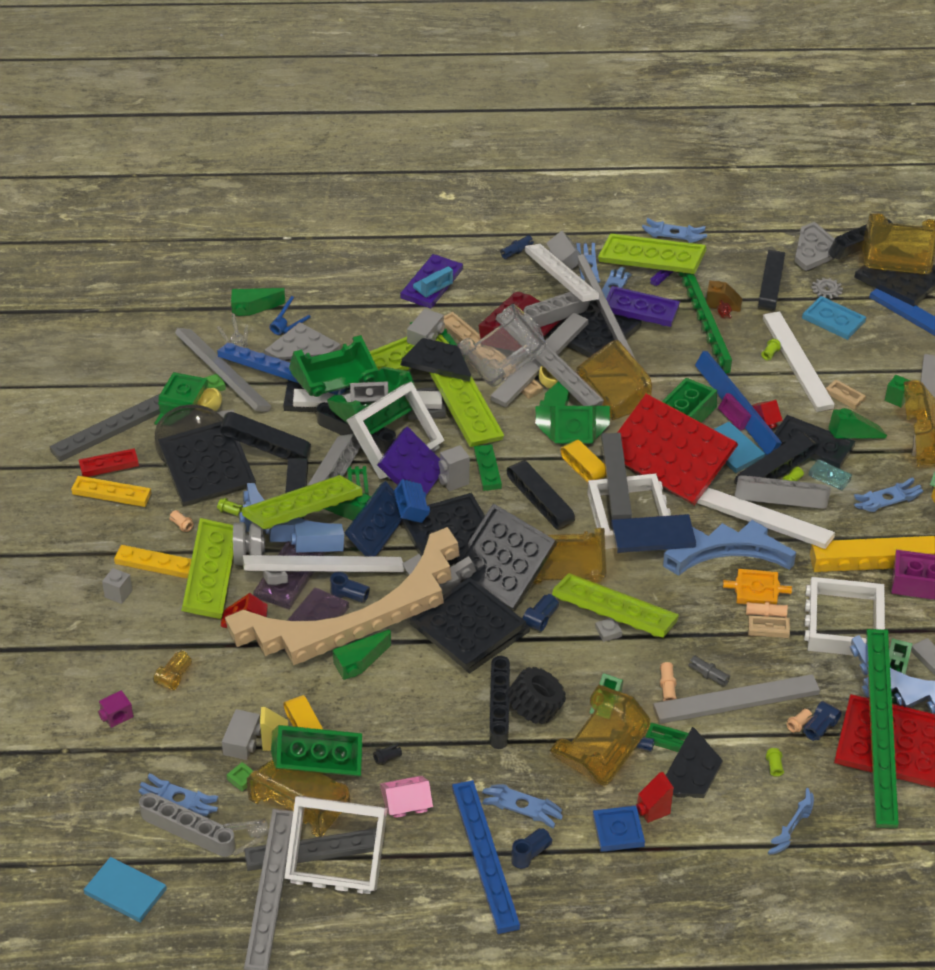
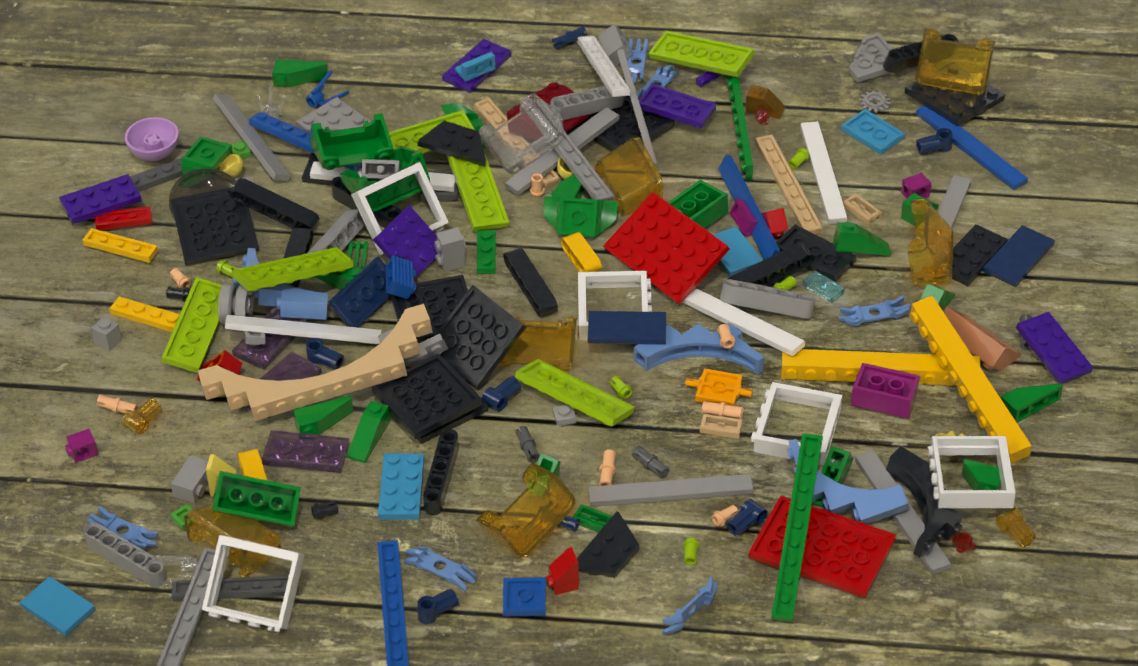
camera: 10 degrees right, 0 degrees up
(81, 444) = (100, 199): none -> dark purple plate
(123, 378) = (152, 138): none -> lavender piece
(143, 661) = (115, 405): none -> light nougat pin
(183, 536) = (178, 293): none -> black pin
(353, 693) = (305, 451): none -> clear purple plate
(406, 796) = (332, 549): bright pink slope -> none
(414, 666) = (369, 431): none -> green slope
(426, 325) = (453, 109): light grey brick -> none
(460, 721) = (401, 486): none -> dark azure plate
(523, 396) = (537, 188): none -> light nougat pin
(536, 695) = (475, 468): black tyre -> none
(580, 663) = (527, 444): none -> dark grey pin
(616, 476) = (605, 269): dark grey tile -> none
(657, 594) = (624, 391): none -> lime pin
(687, 233) = (719, 29): medium blue piece -> none
(754, 533) = (727, 339): none -> light nougat pin
(767, 375) = (788, 184): none -> tan tile
(771, 280) = (818, 89): black beam -> none
(892, 366) = (916, 184): none -> magenta brick
(903, 322) = (940, 141): none -> dark blue piece

